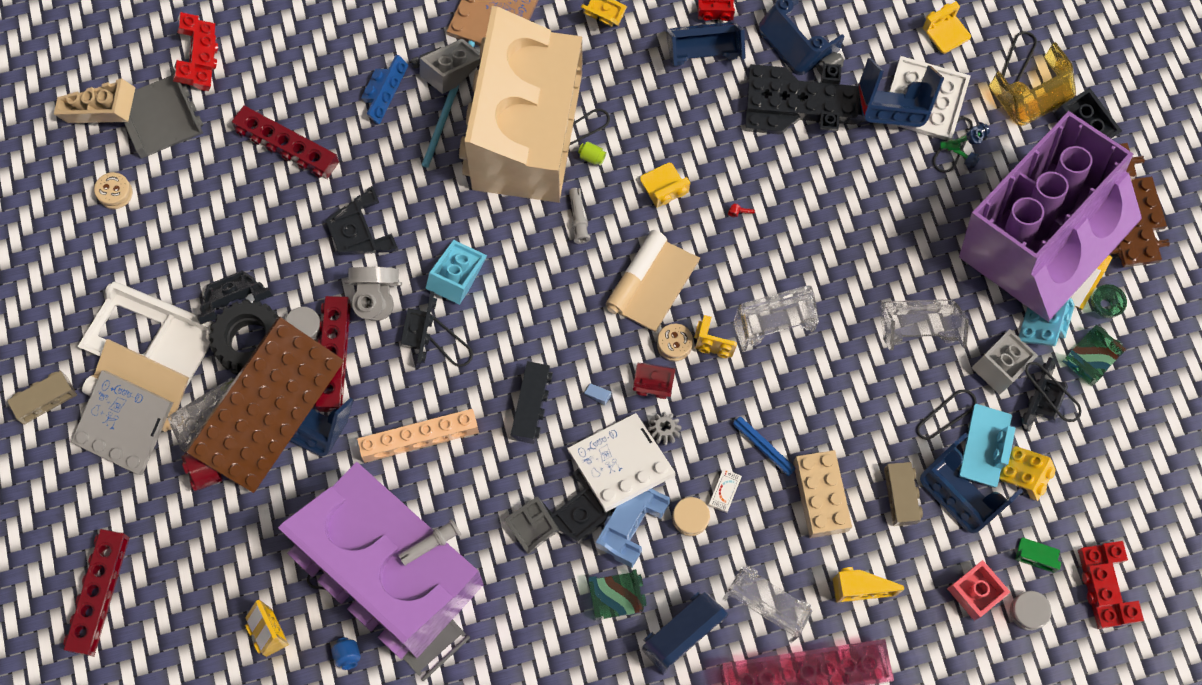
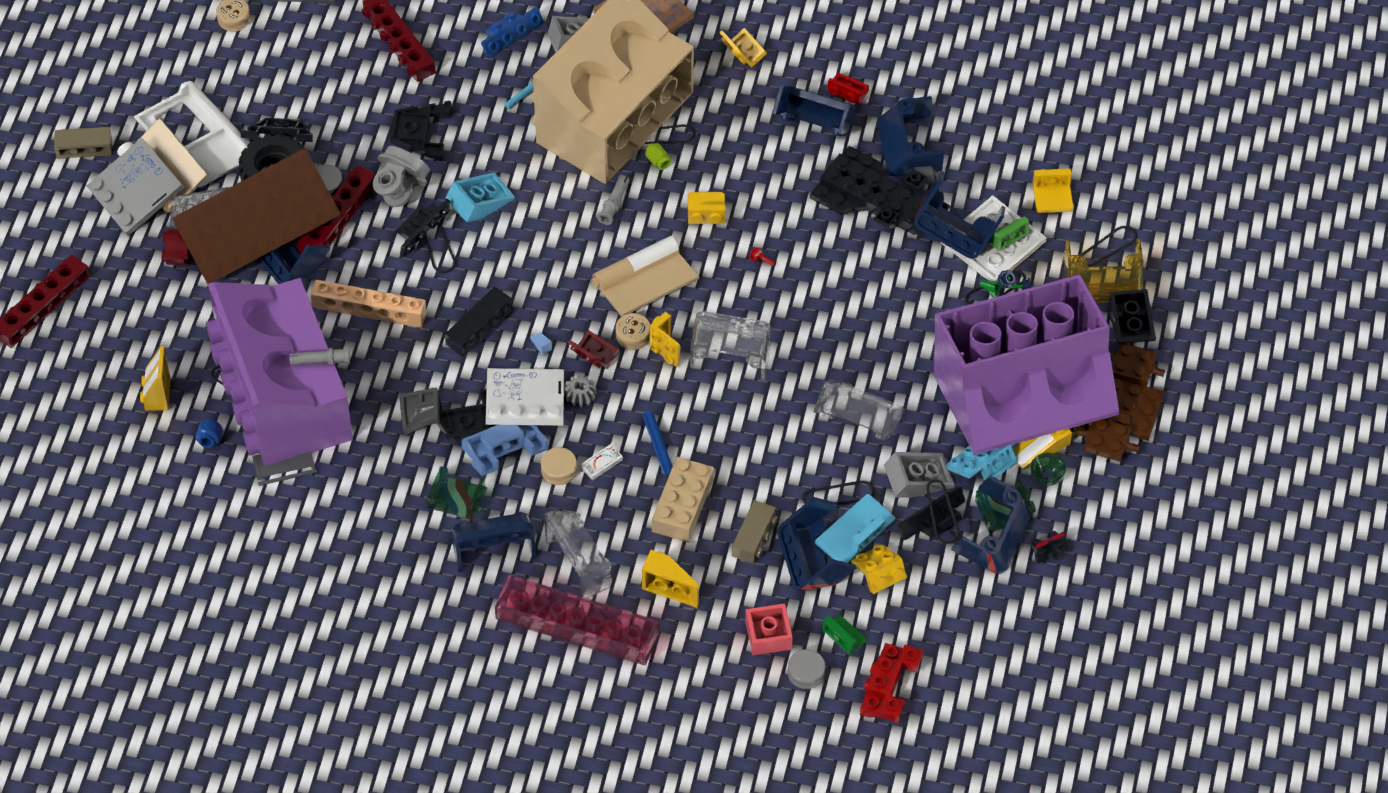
camera: 30 degrees right, 15 degrees down
(949, 79) = (1010, 233): none -> bright green bracket
(1116, 382) = (993, 552): none -> dark blue windscreen
(1158, 369) = (1051, 547): none -> black hips

